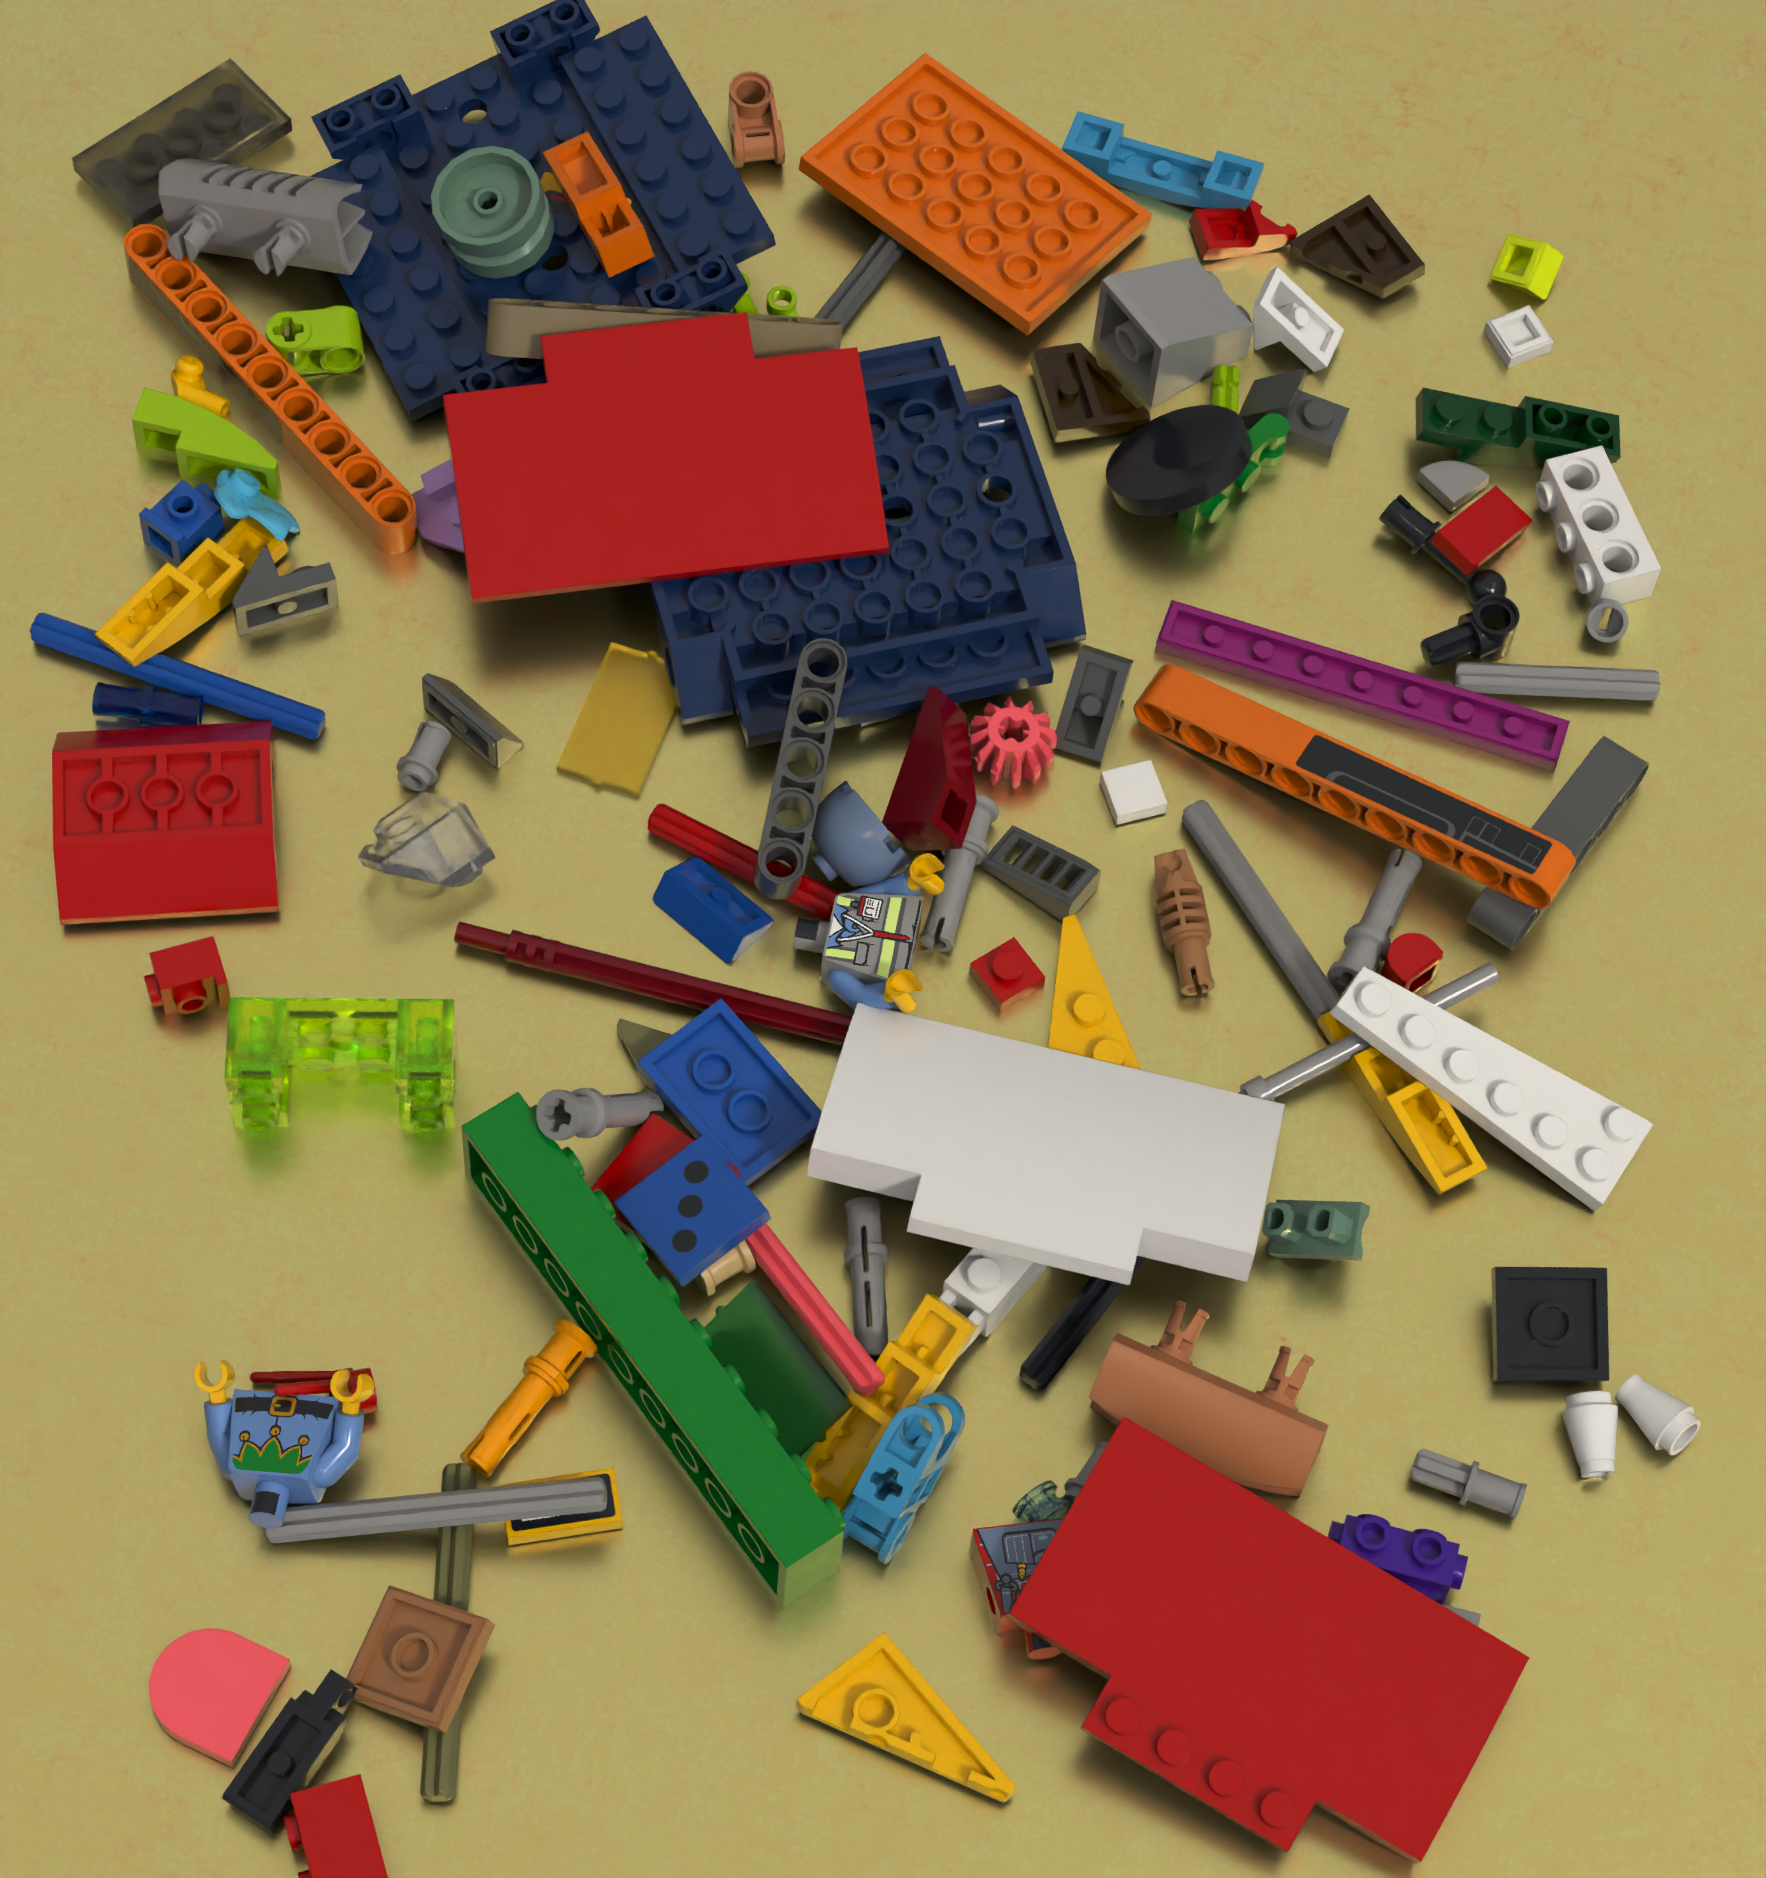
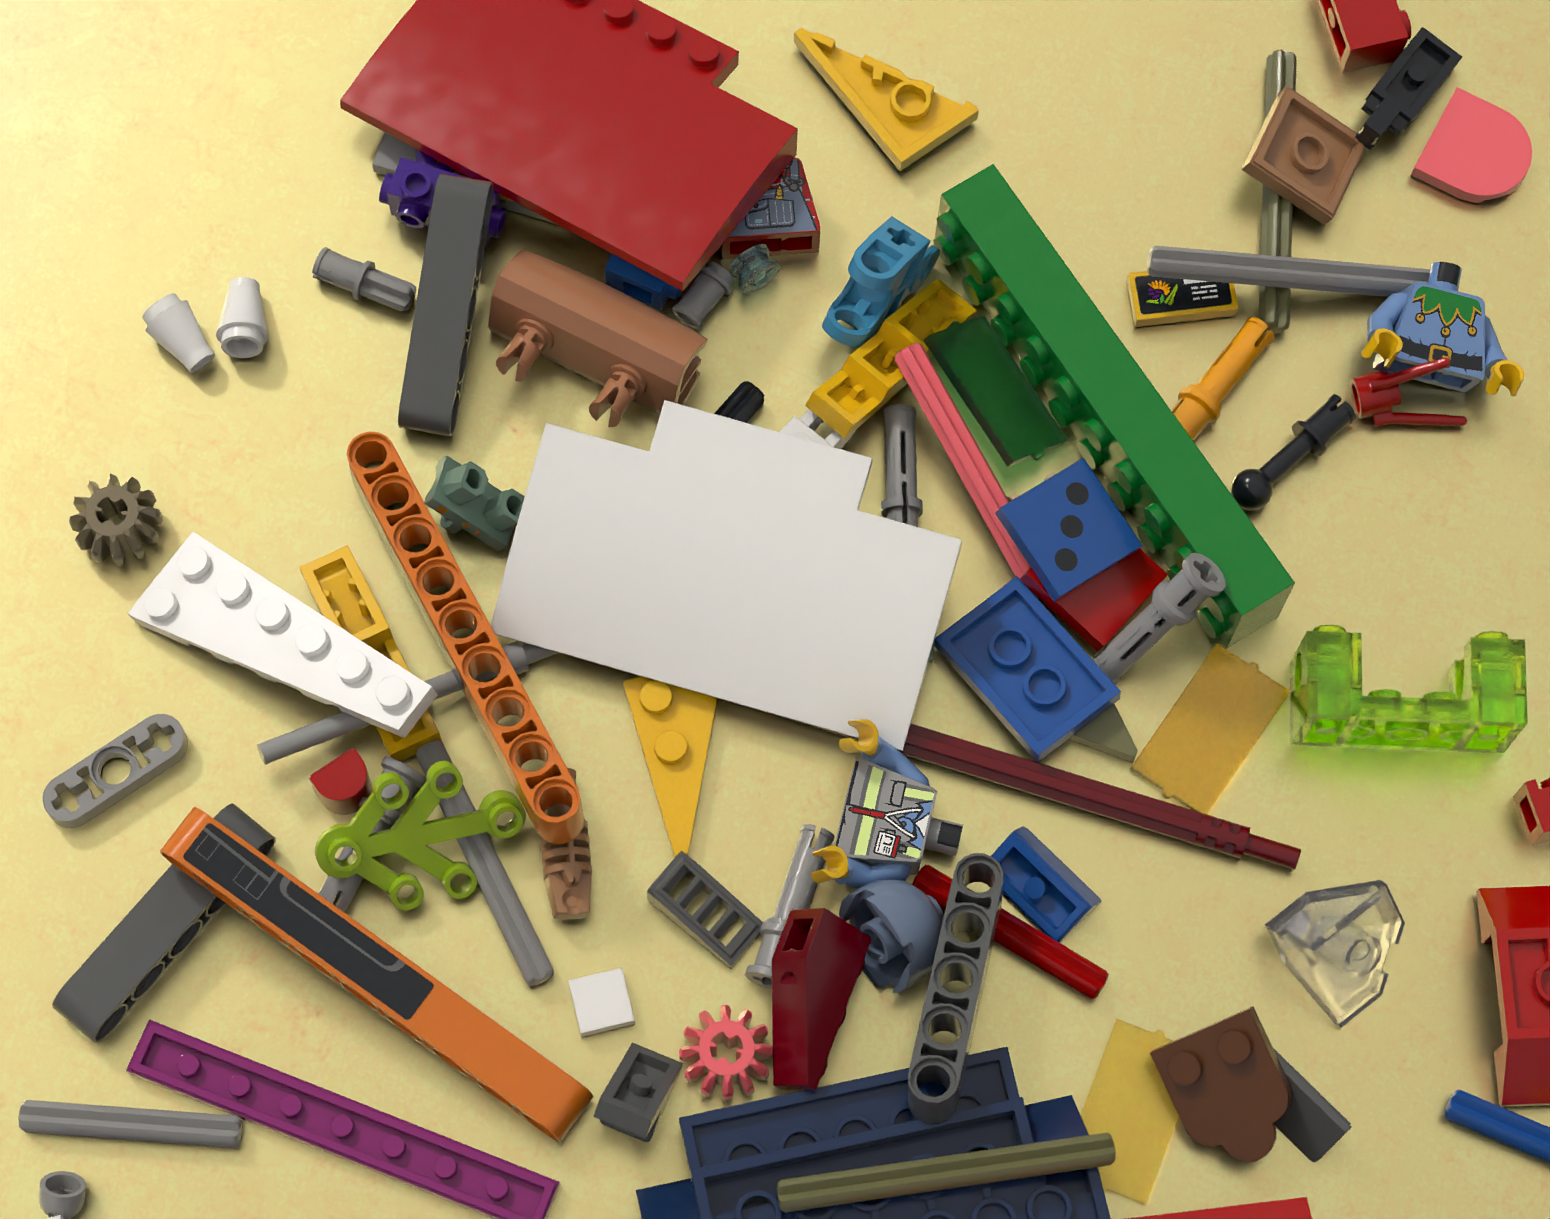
camera: 175 degrees left, 10 degrees up
(418, 767) = (1341, 1059): light grey pin -> none
(488, 1290) = (1254, 486): none -> black pin
(538, 718) = (1227, 1085): none -> reddish brown plate
(542, 1047) = (1210, 730): none -> clear yellow piece
(805, 610) = (945, 1172): none -> olive axle
(1007, 974) = (748, 799): red plate -> none
(1312, 1113) = (468, 655): none -> orange beam
(1325, 907) = (413, 834): none -> lime plant
(1376, 1424) = (445, 304): none -> dark grey beam
(1473, 636) = (219, 1172): black axle -> none
(1550, 1324) = (265, 411): black hinge -> none
(1625, 1002) = (113, 793): none -> light grey beam
(1683, 1211) = (105, 537): none -> dark tan gear

